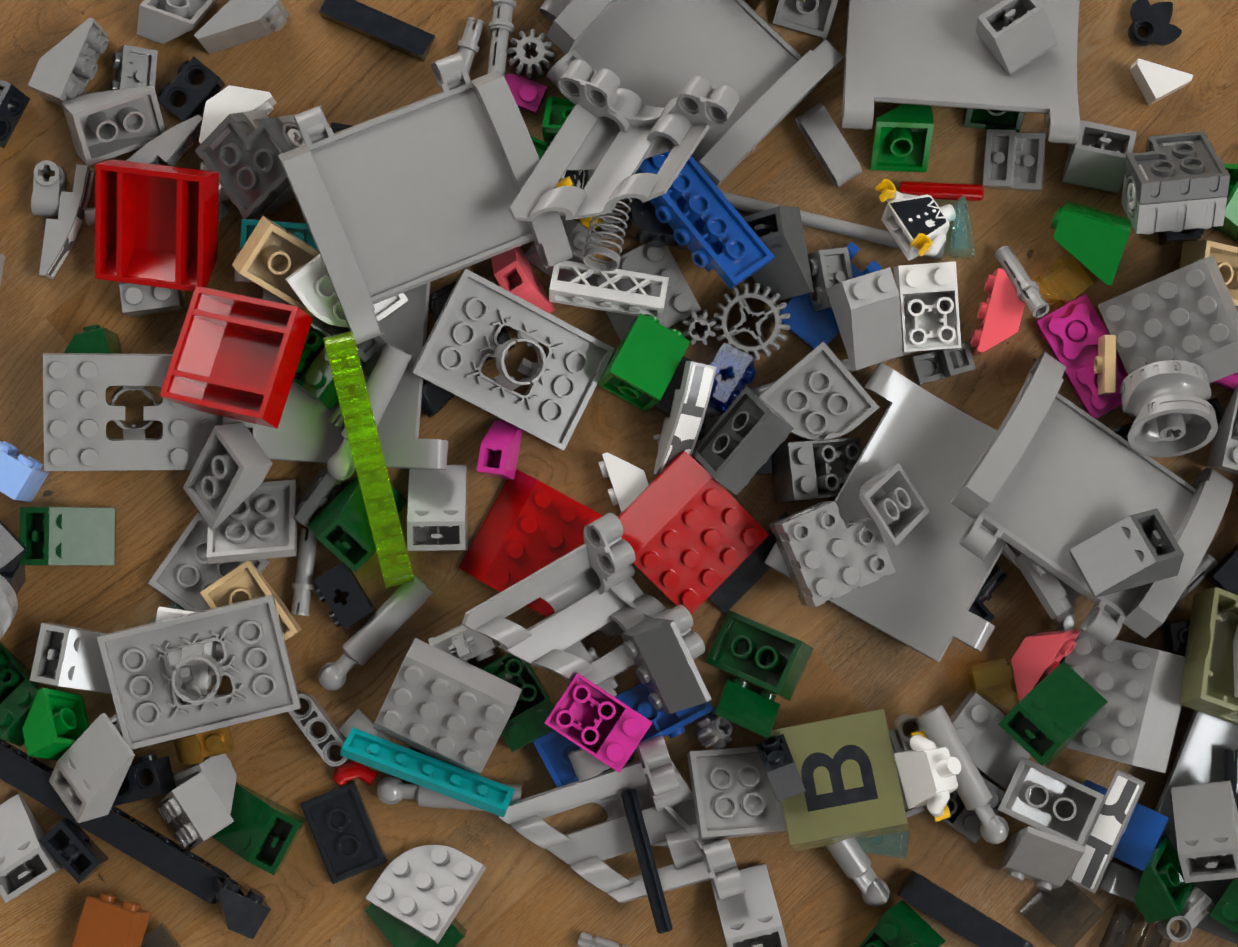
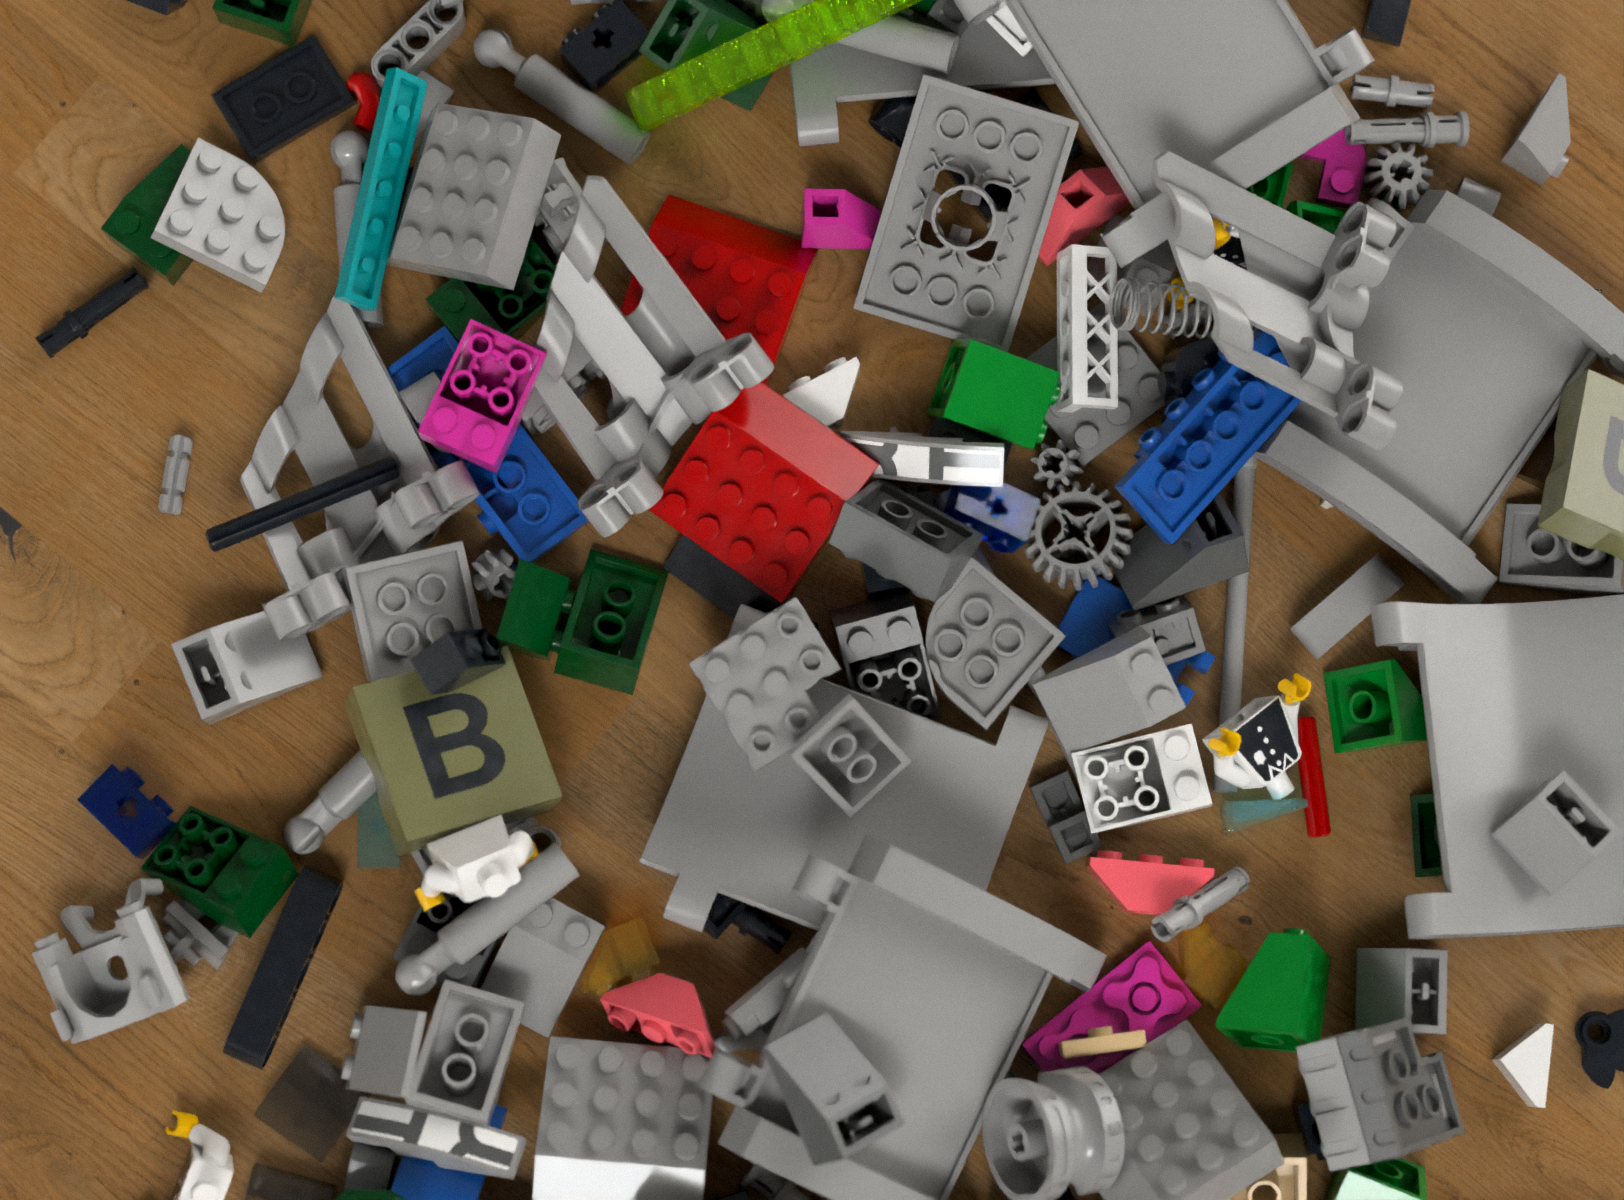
camera: 80 degrees right, 5 degrees down
(437, 509) = (742, 150): light grey slope -> none
(665, 665) = (574, 476): dark grey slope -> none
(1014, 160) = (1373, 873): light grey slope -> none
(1053, 714) = (589, 1032): dark green slope -> none

